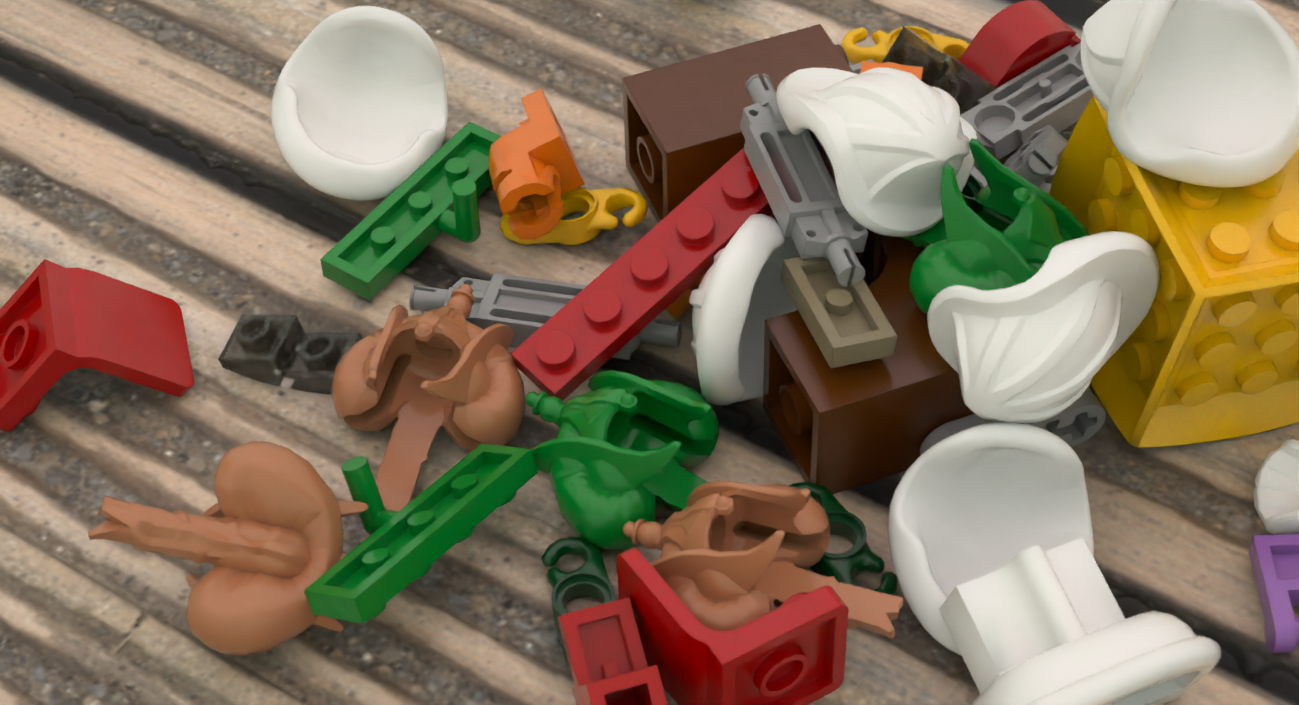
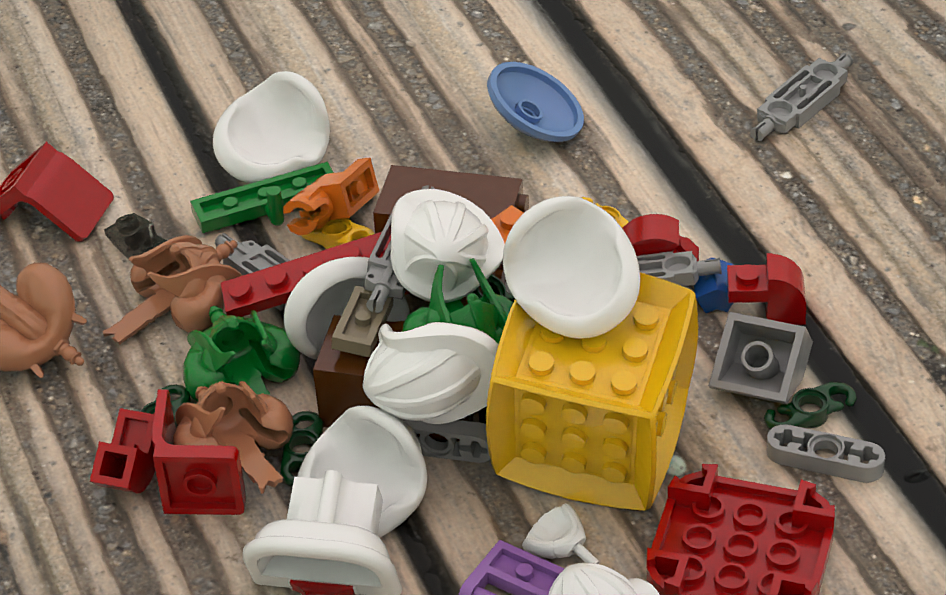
camera: 35 degrees right, 5 degrees down
(412, 539) = (88, 348): green plate -> none

